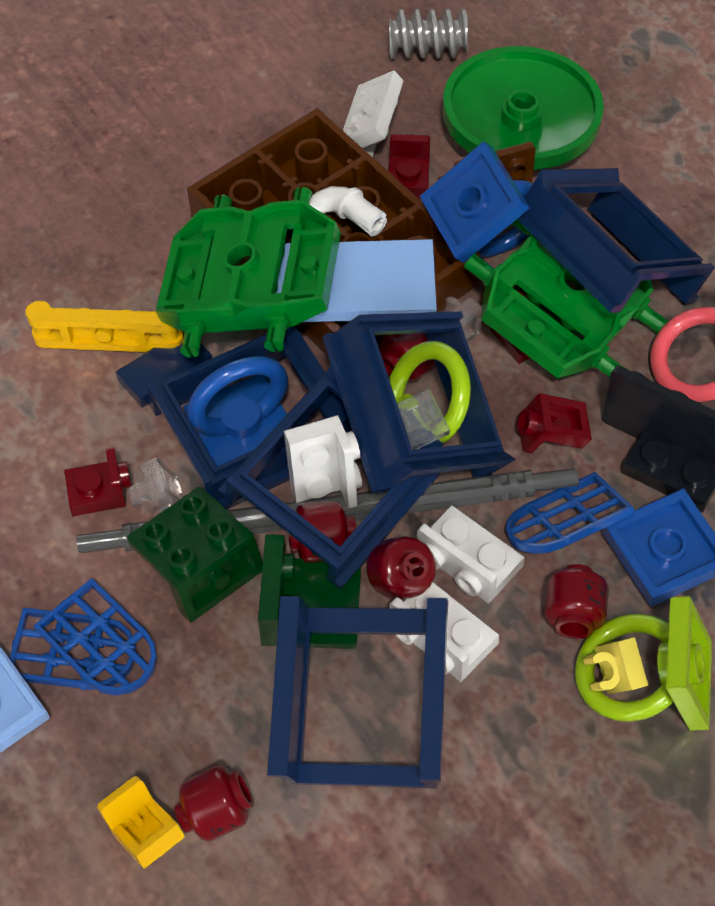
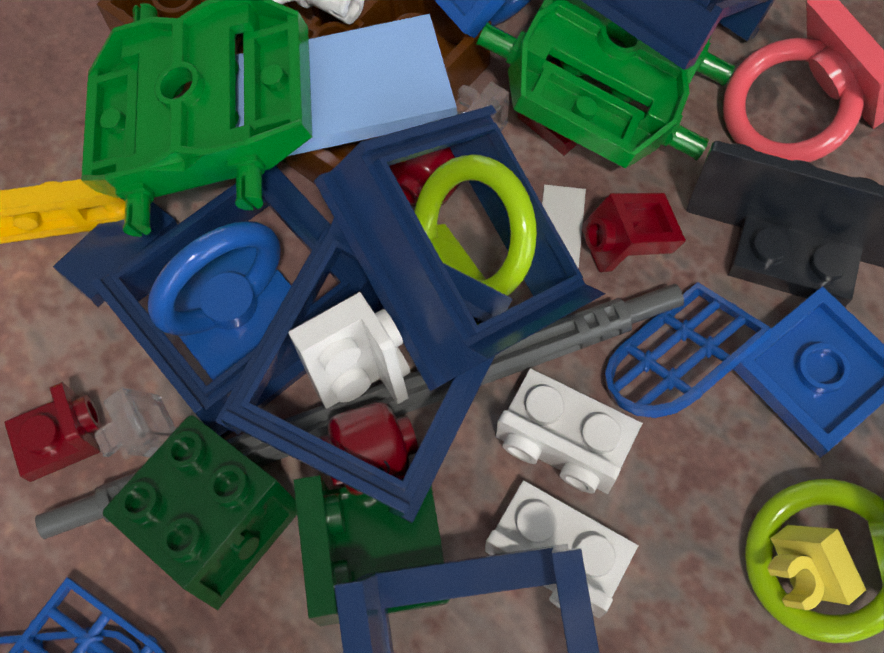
camera: 10 degrees left, 10 degrees up
(401, 567) = (488, 480): dark red head -> none
(422, 419) = (479, 271): clear tile -> none
(505, 409) = (566, 212): none -> white sticker
(576, 601) = (731, 477): dark red head -> none

